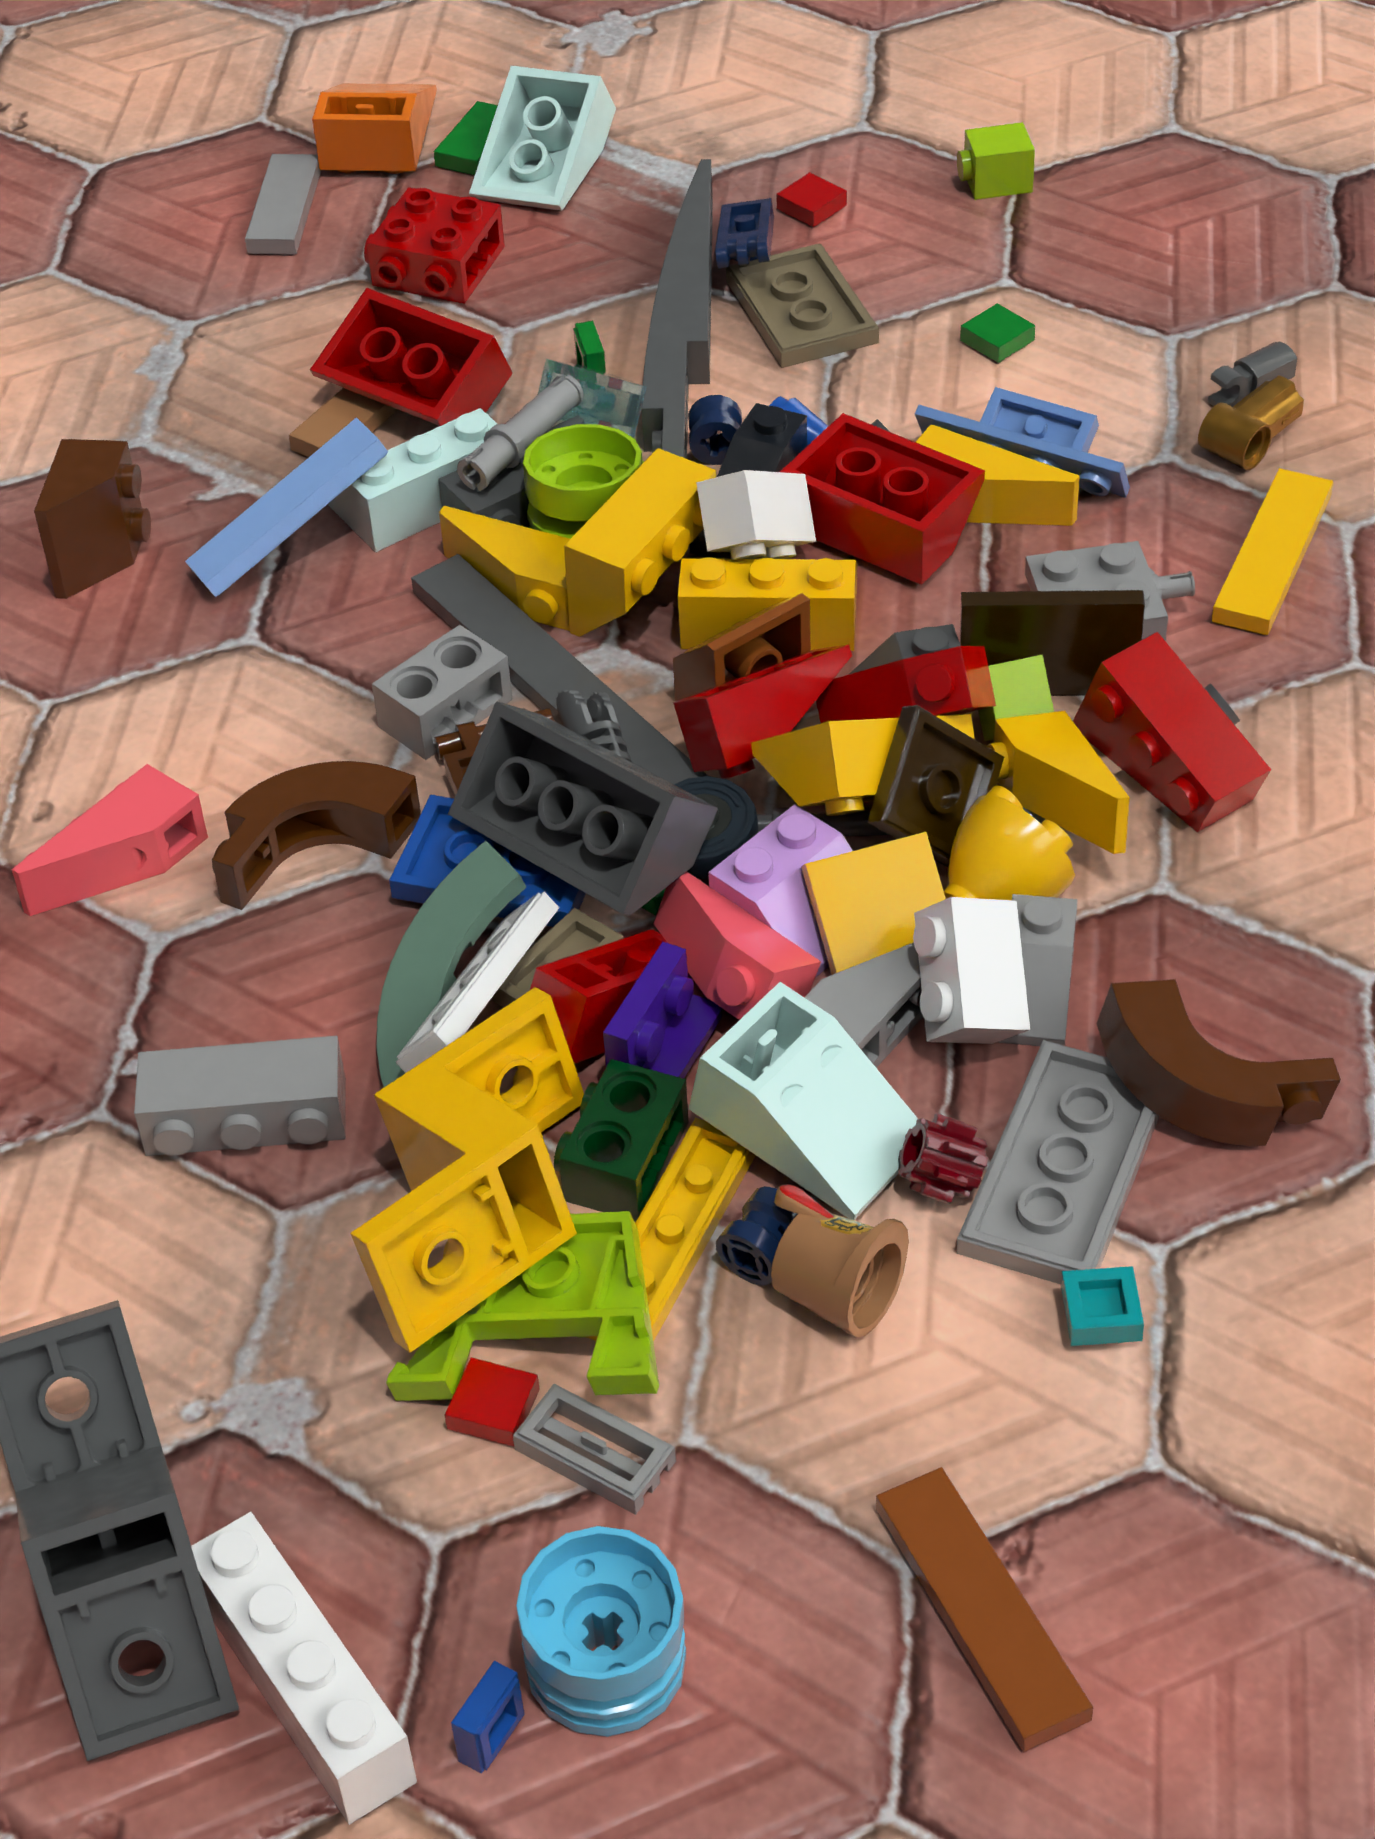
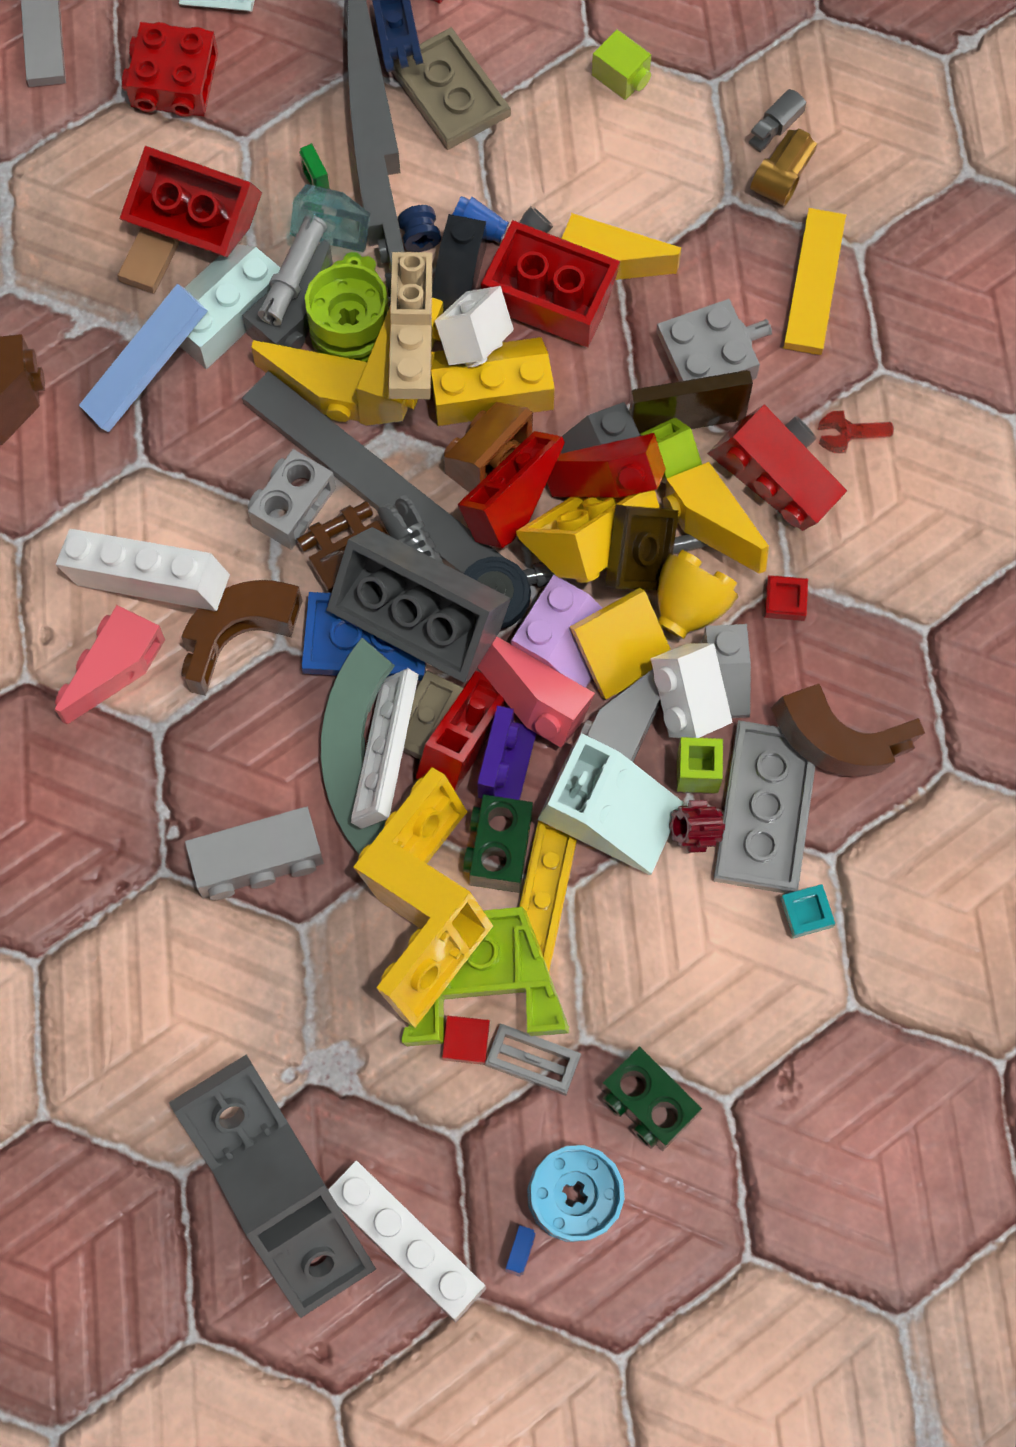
camera: 15 degrees left, 25 degrees up
(199, 725) = (143, 569): none -> white brick
(660, 474) = (410, 326): none -> tan slope
(751, 1243) = (600, 901): dark blue wheel -> none
(785, 1522) = (659, 1092): none -> dark green brick
(838, 1264) = (649, 915): medium nougat hat -> none
(964, 1073) = (699, 765): none -> lime brick
(984, 1610) = (775, 1122): dark orange tile -> none
(997, 332) = (593, 98): green tile -> none
(1038, 432) = (638, 201): medium blue bracket -> none
(1044, 295) = (621, 65): none -> lime brick
(1154, 904) = (786, 598): none -> red tile
(1273, 720) = (850, 431): none -> clear red bar

